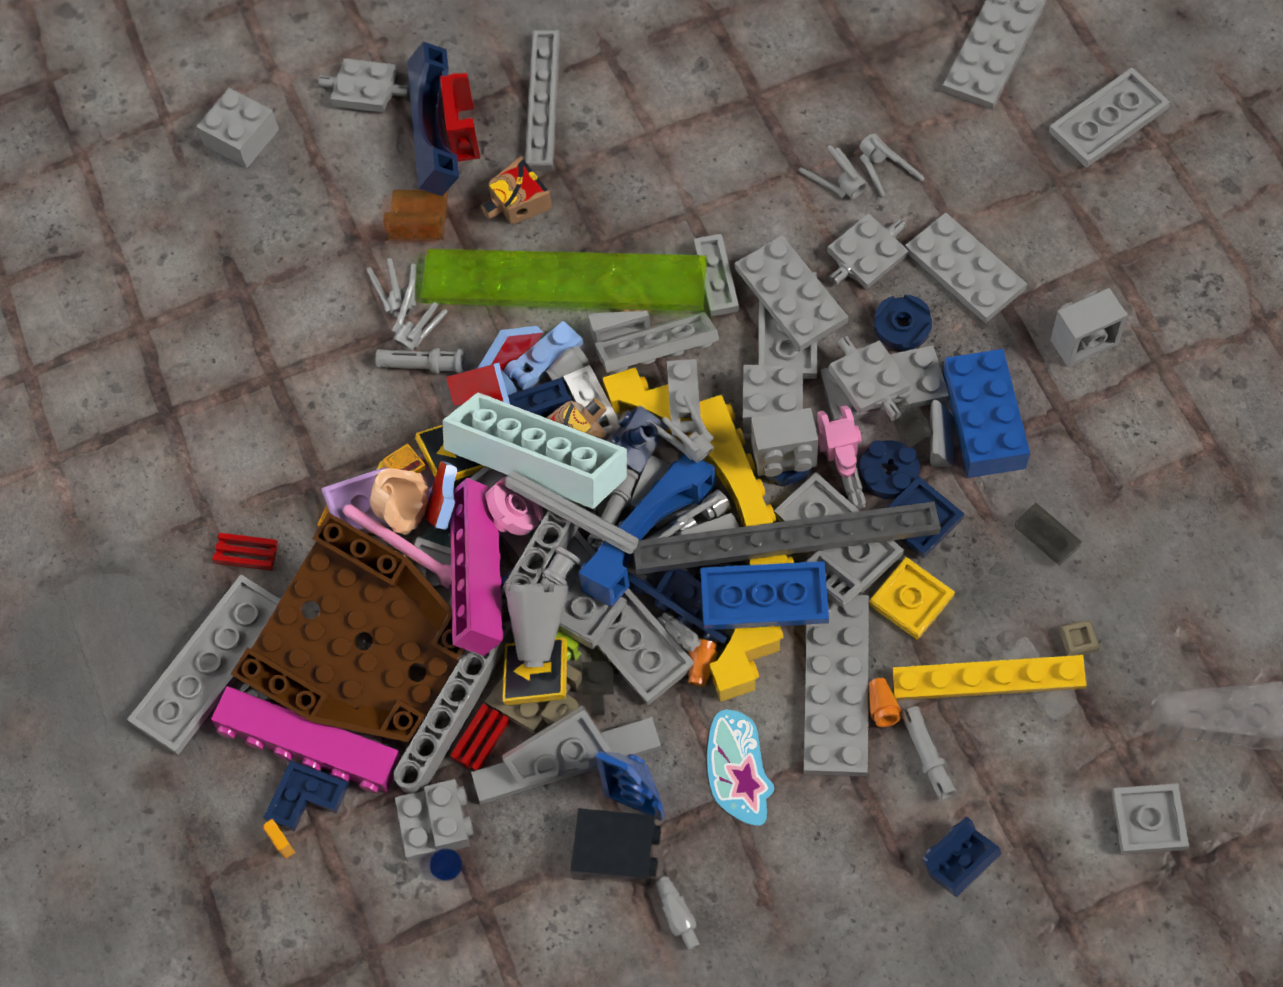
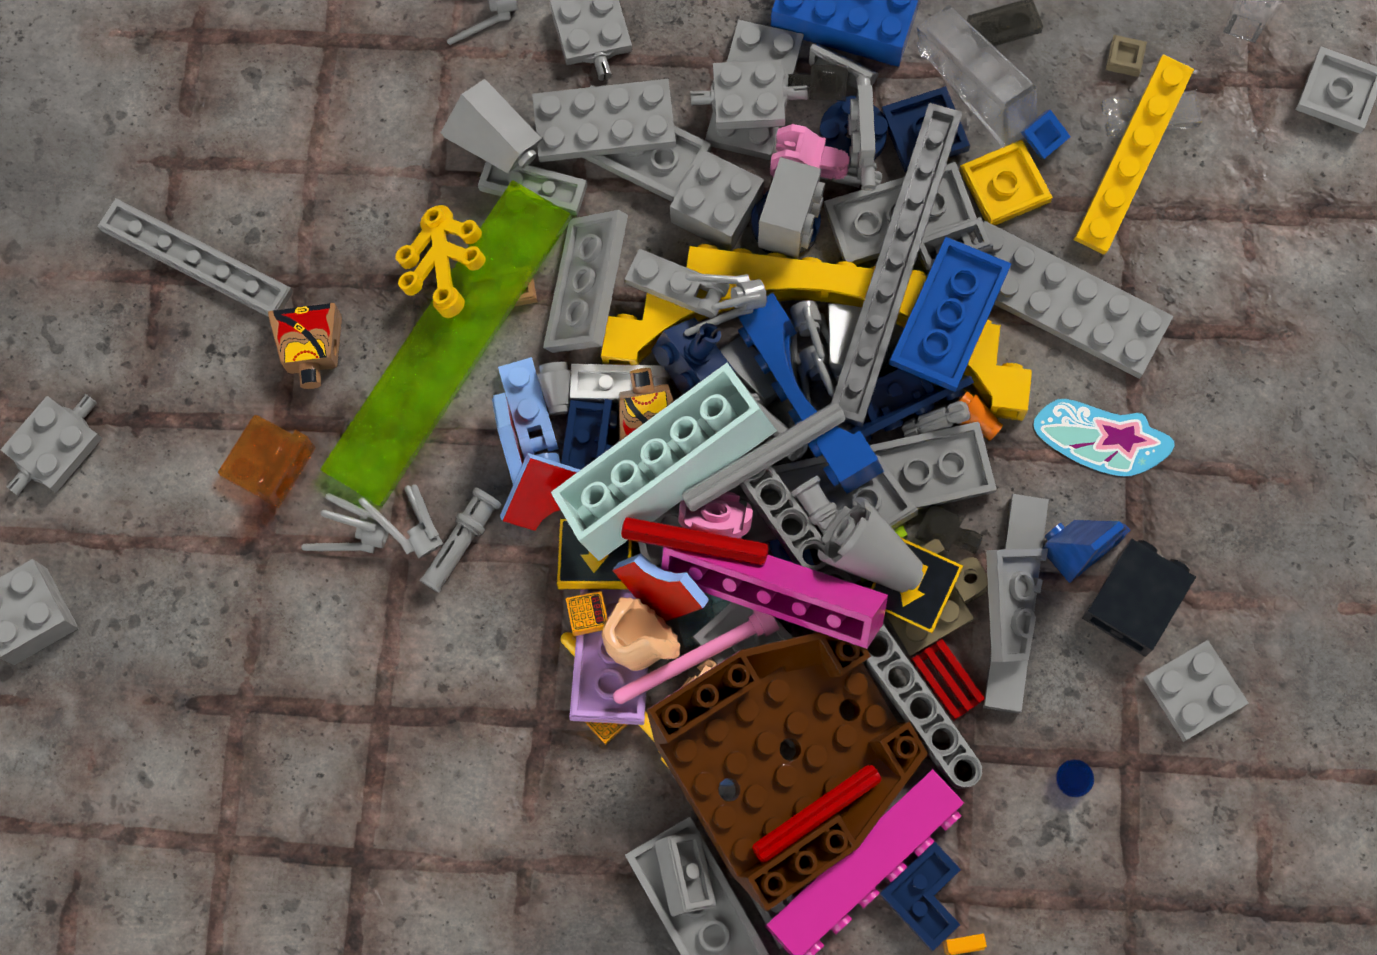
camera: 65 degrees left, 10 degrees up
(222, 547) = (579, 832): red tile -> none
(243, 619) = (685, 873): none -> light grey slope
(323, 680) = (816, 813): none -> red axle
(434, 160) = (93, 365): dark blue arch -> none
(434, 819) = (1019, 768): light grey plate -> none
(461, 133) = (200, 368): red panel -> none
(480, 495) = (694, 541): none -> red axle
(562, 927) = (1195, 690): none -> light grey plate
(614, 324) = (534, 321): light grey slope -> none
(650, 229) = (435, 226): none -> yellow plant
(677, 913) = (1239, 568): light grey piece -> none
(737, 222) = (491, 129): none -> light grey slope
(877, 464) = (863, 133): none -> light grey plate
(883, 705) = (1108, 265): orange cone -> none
(900, 308) = (691, 52): dark blue plate -> none
(933, 764) = (1181, 250): light grey pin -> none
(960, 857) = (1305, 275): dark blue bracket -> none
(968, 606) = (1045, 134): none -> blue plate
(985, 532) = (979, 74): none -> clear wedge

